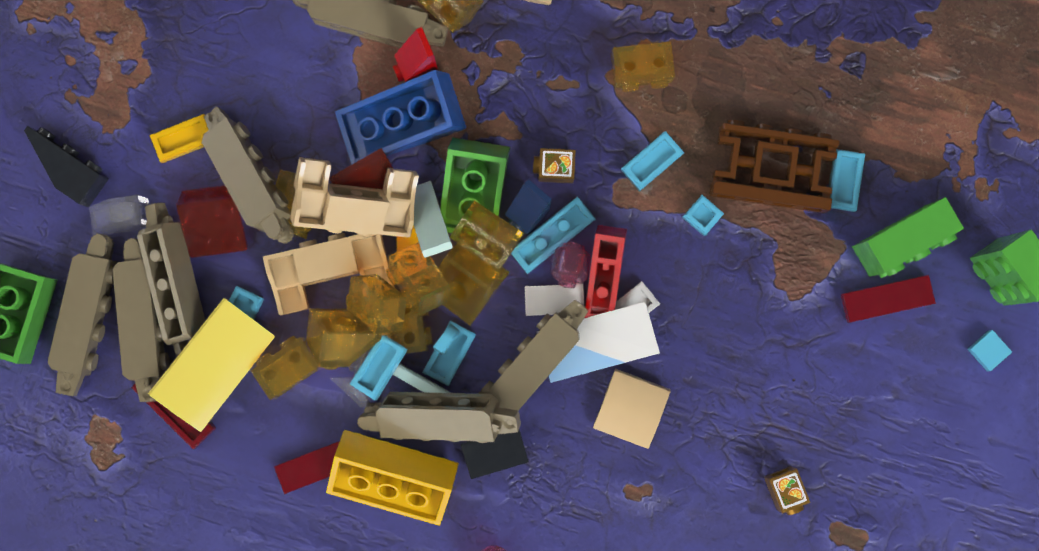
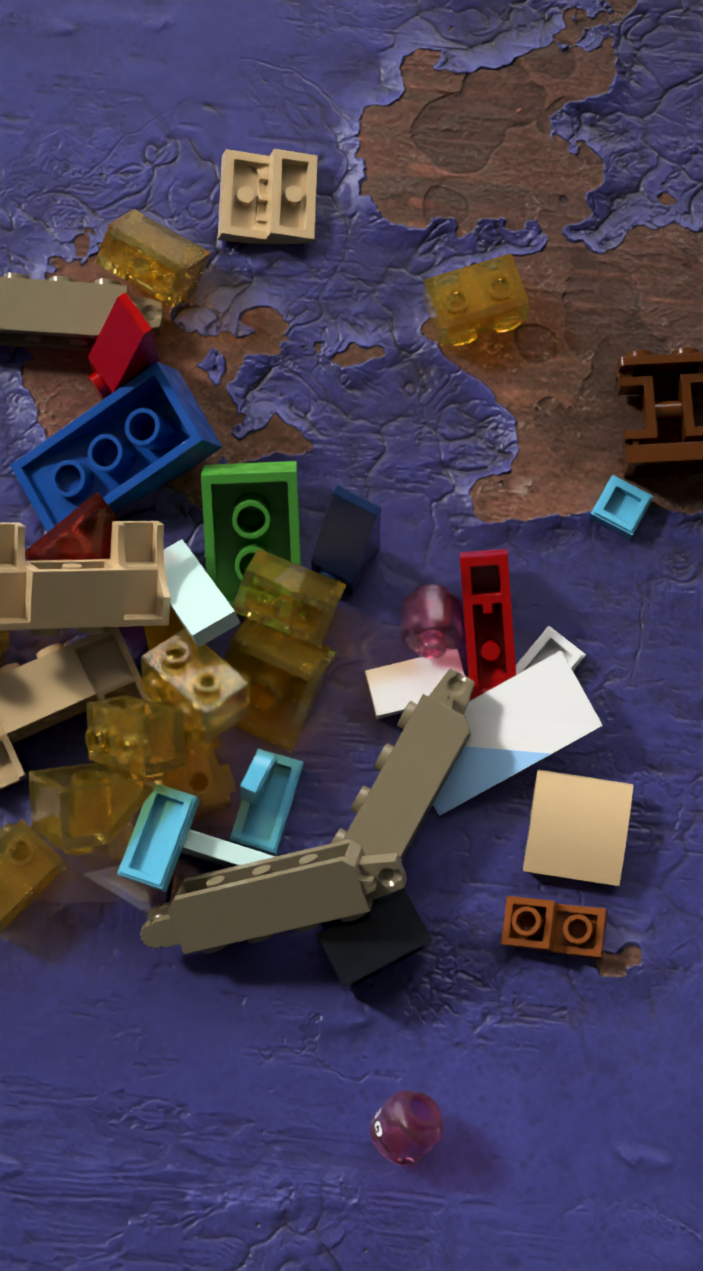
camera: 15 degrees left, 10 degrees down
(306, 468) = (93, 1023): dark red tile -> none
(391, 477) = (214, 1017): yellow slope -> none
(552, 234) = (395, 577): medium azure tile -> none
(555, 165) = (375, 473): pearl gold brick -> none
(604, 465) = (554, 927): none -> dark orange slope
(652, 161) = (523, 441): medium azure tile -> none

